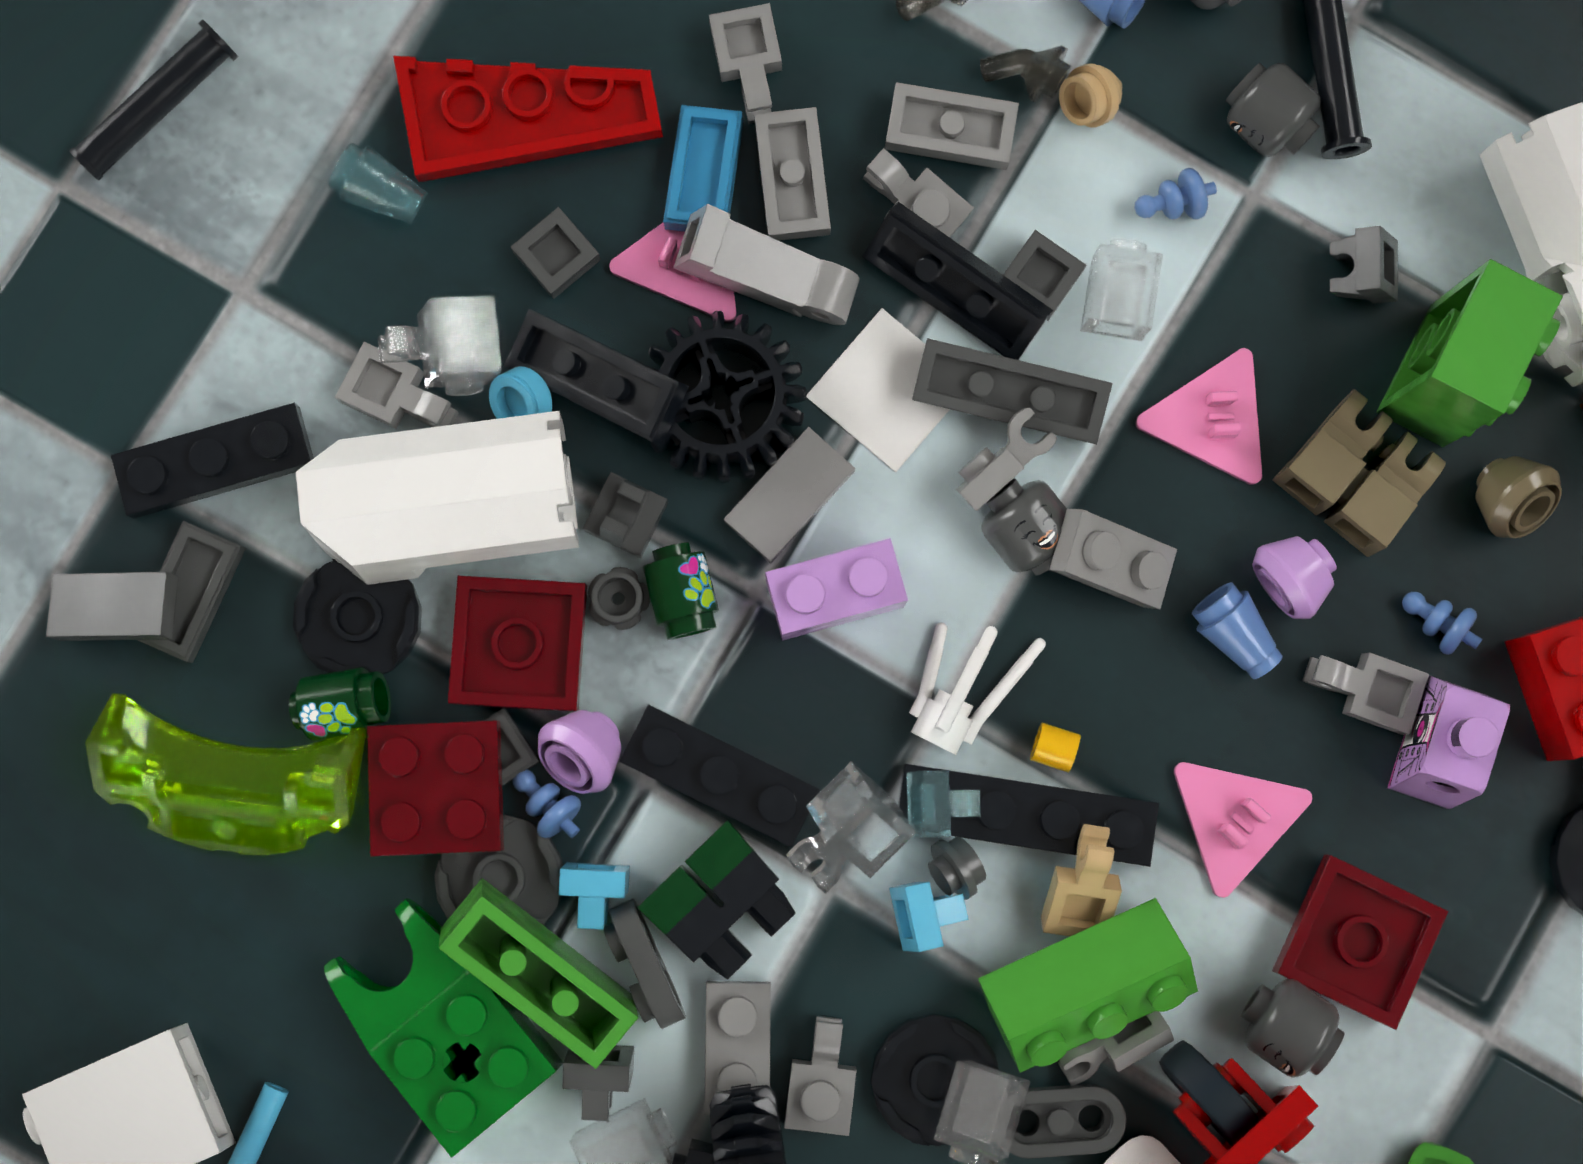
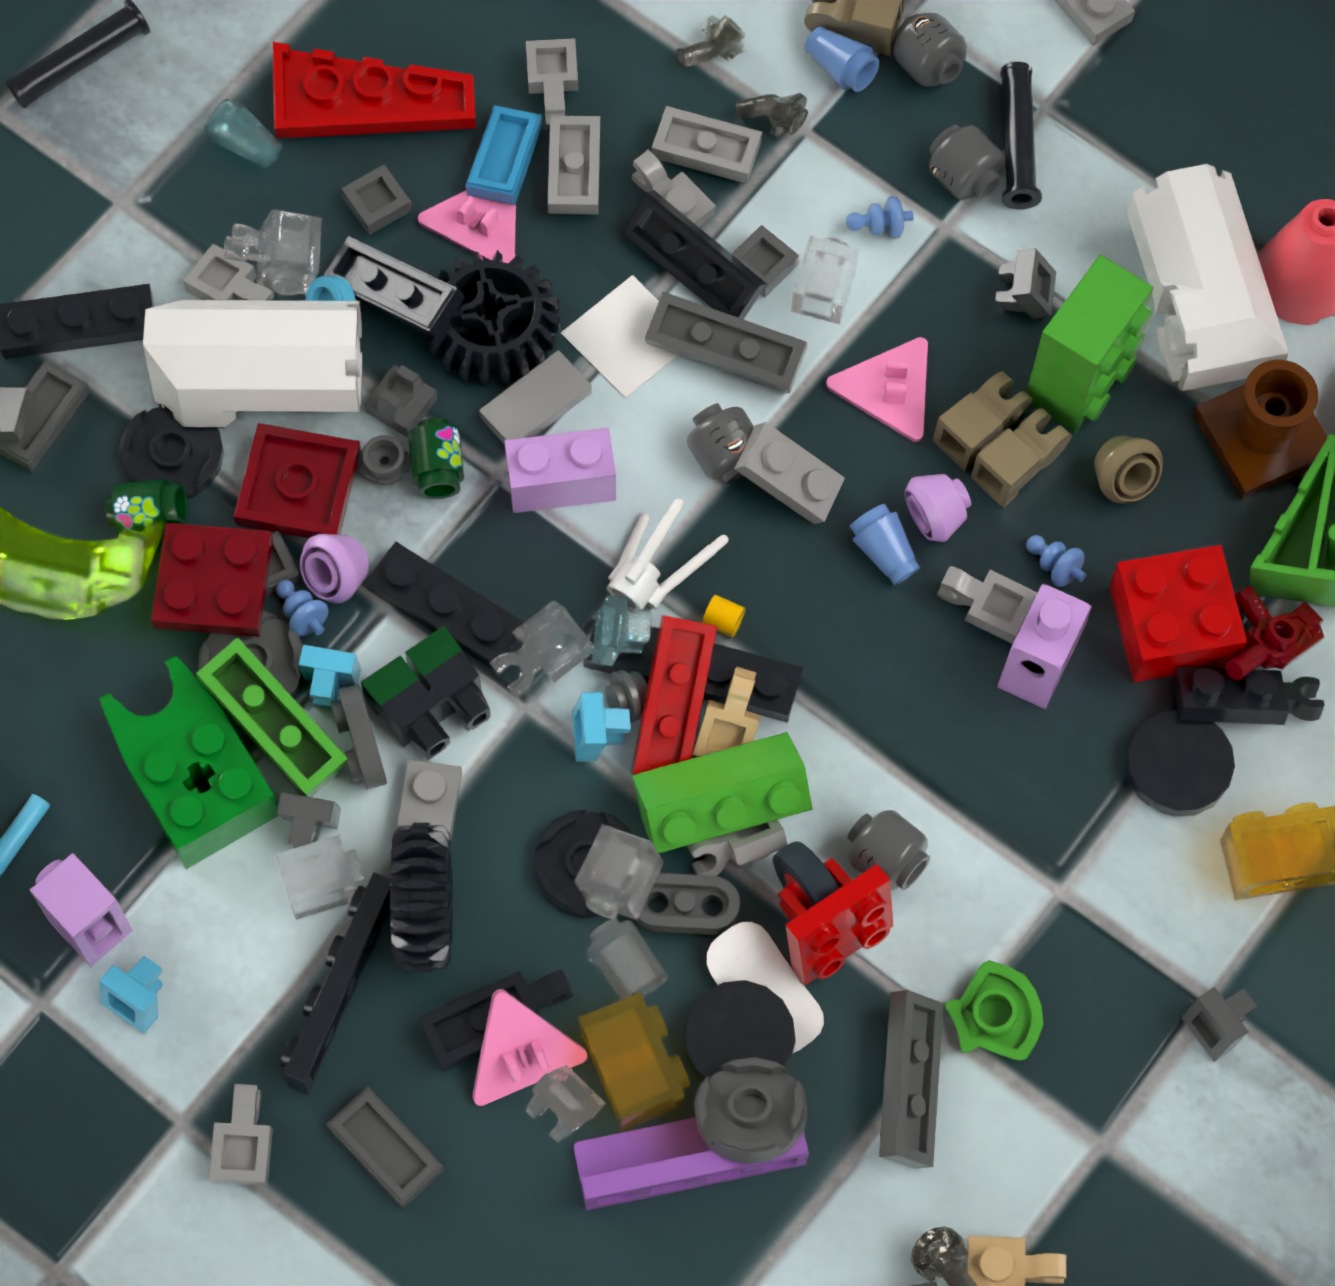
camera: 10 degrees right, 15 degrees down
(764, 268) = (542, 226): light grey leg -> none
(821, 1088) = (491, 857): light grey plate -> none
(990, 473) = (699, 394): light grey plate -> none
(1014, 871) = (674, 693): none -> red plate
(1090, 95) = (821, 134): tan plate -> none
(1235, 819) = (867, 693): bright pink piece -> none
(1360, 941) = (956, 794): dark red plate -> none

